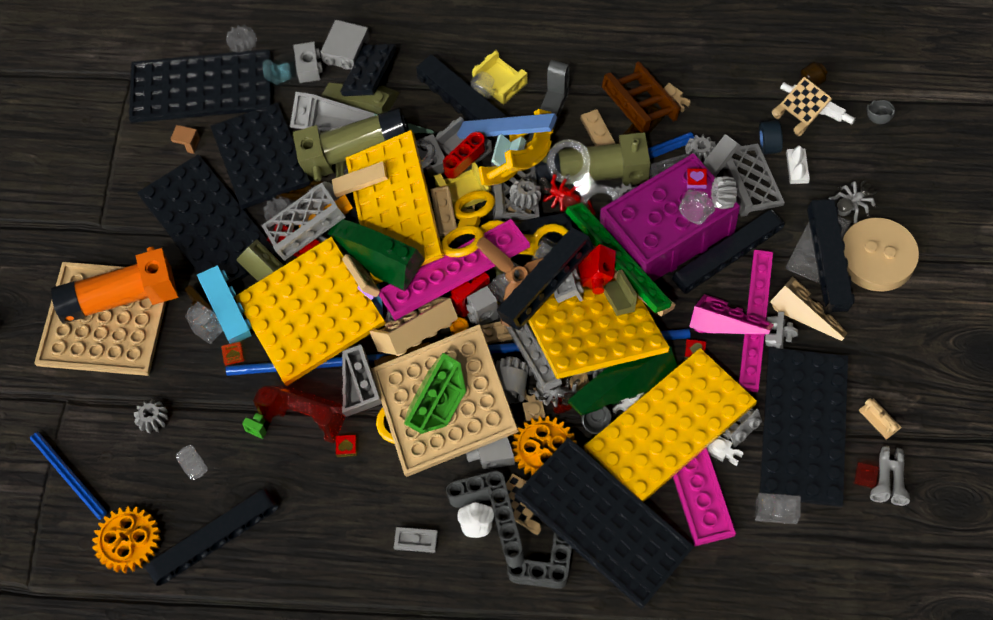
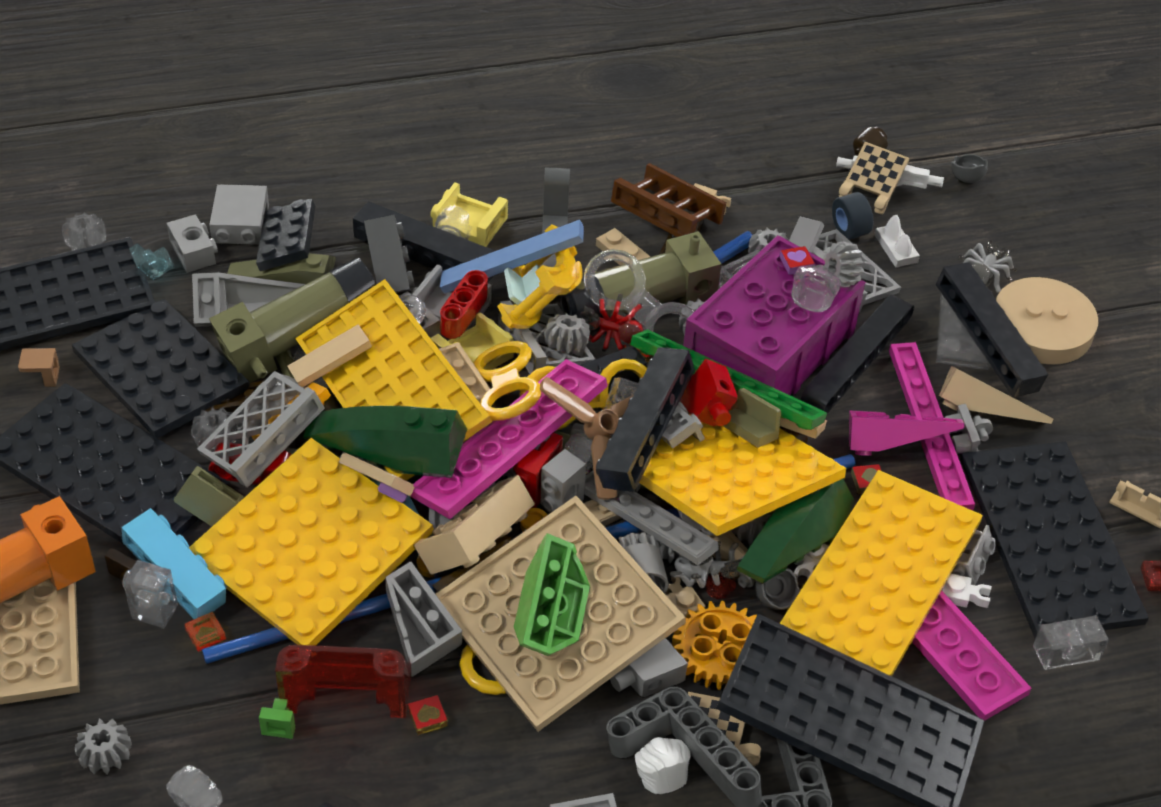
camera: 25 degrees left, 15 degrees down
(427, 106) = (388, 254): none -> dark grey wedge

